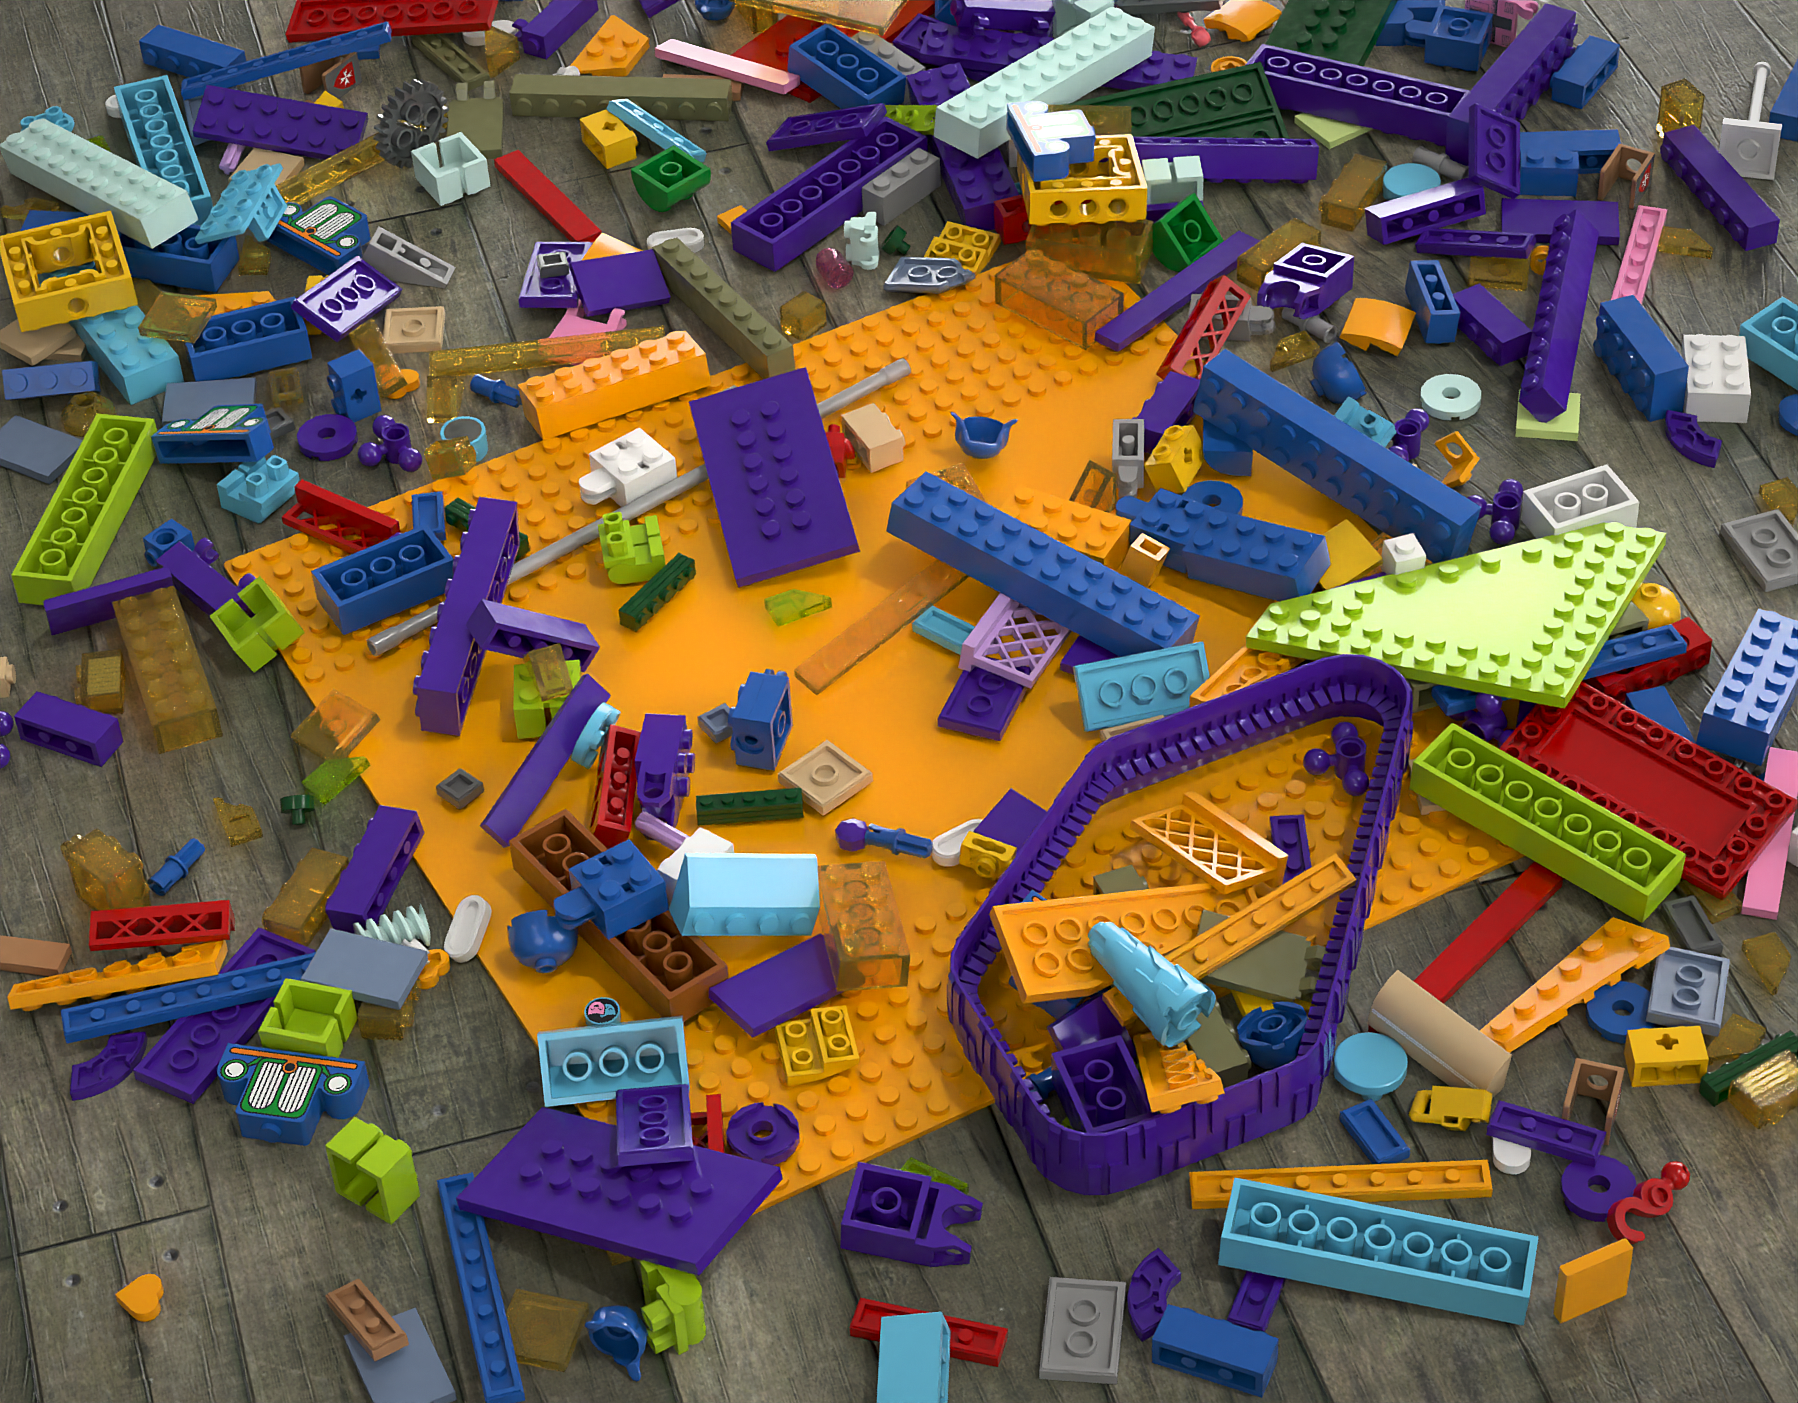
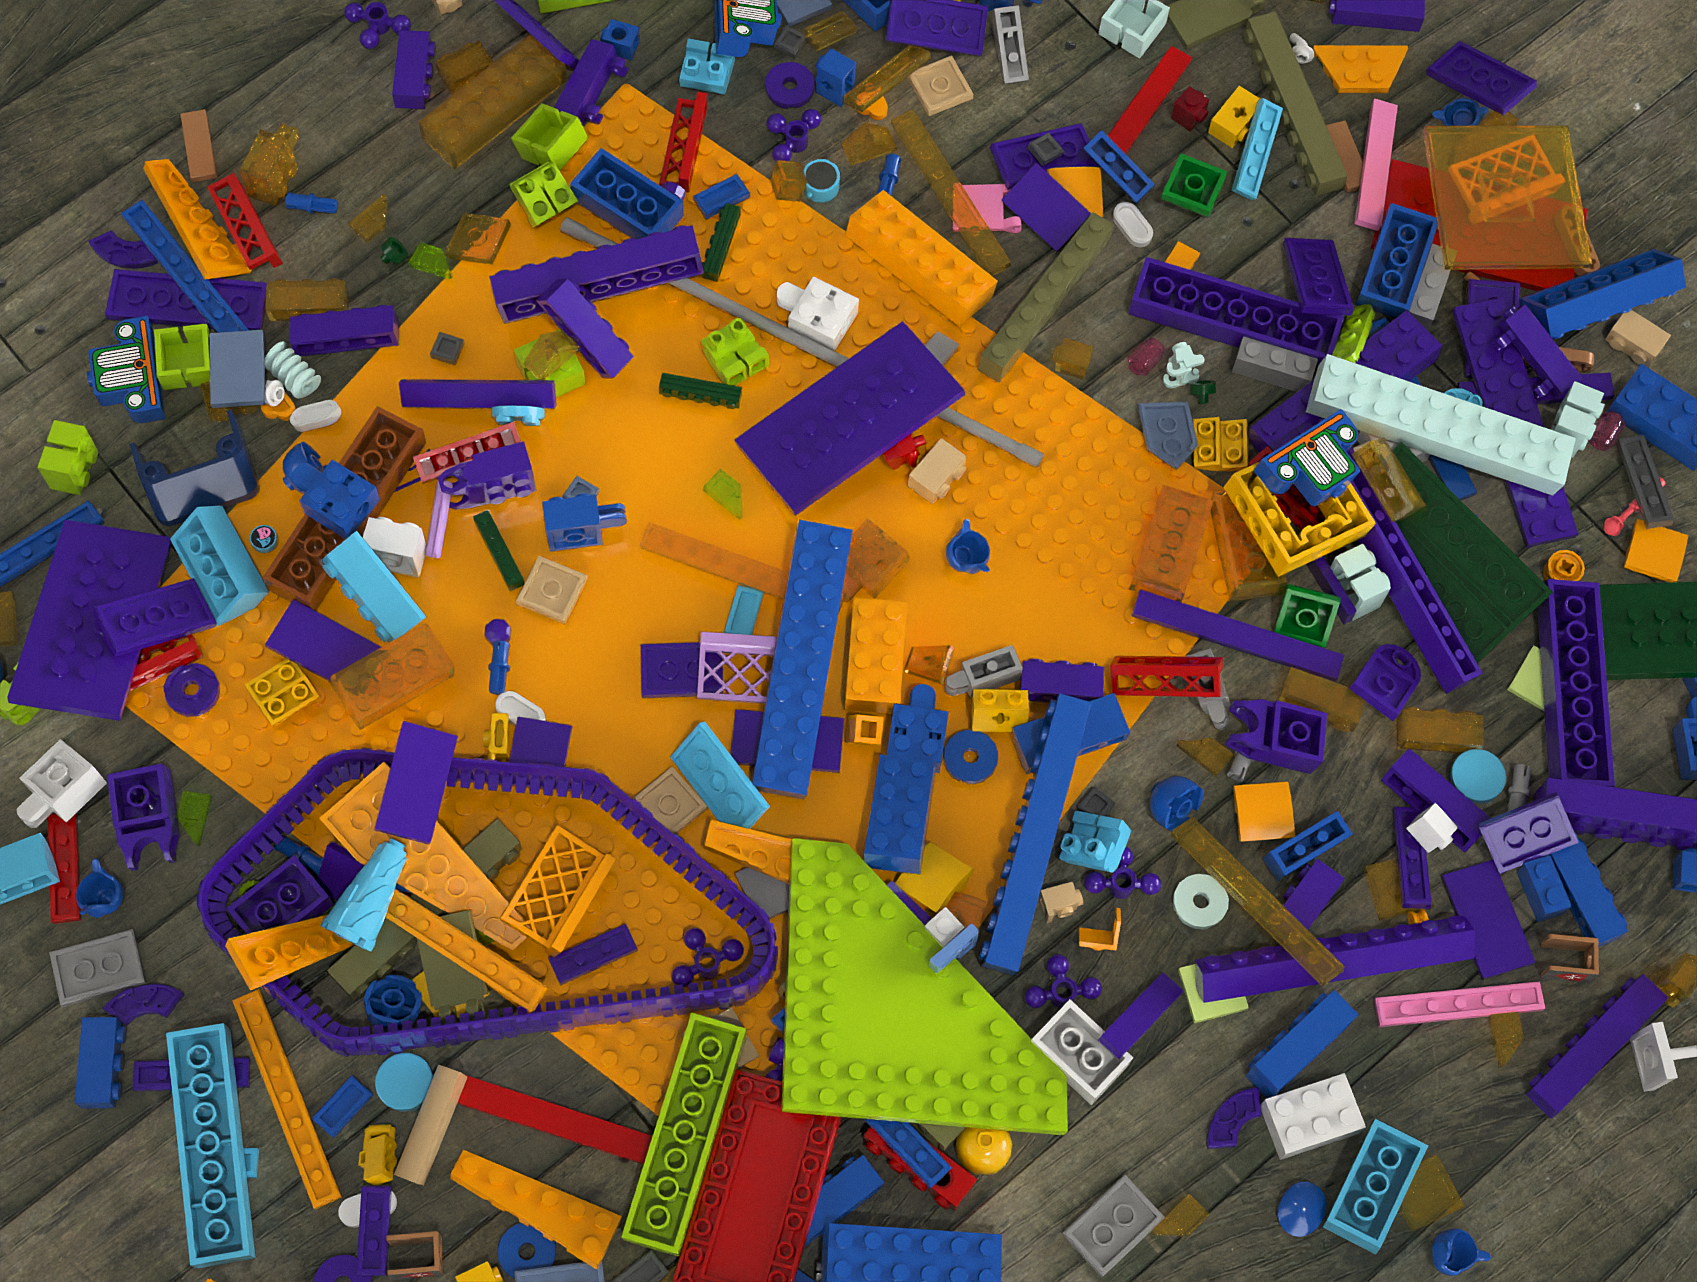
camera: 60 degrees right, 25 degrees up
(325, 642) = (543, 193): none -> lime hips
(497, 1076) = (211, 483): none -> dark blue windscreen
(577, 163) = (1190, 108): none -> dark red brick
(615, 216) = (1119, 167): none -> blue brick
(823, 1287) = (59, 784): none -> white brick
(988, 1289) = (99, 892): none -> blue hair
(1033, 888) = (416, 783): none -> dark purple tile
(1285, 204) = (1385, 681): none -> dark purple tile
(1435, 541) = (955, 949): none -> medium blue tile
(1455, 214) = (1432, 828): none -> white brick
(1477, 340) = (1258, 901): none -> clear yellow tile
(1561, 455) = (1140, 1015): none -> dark purple tile

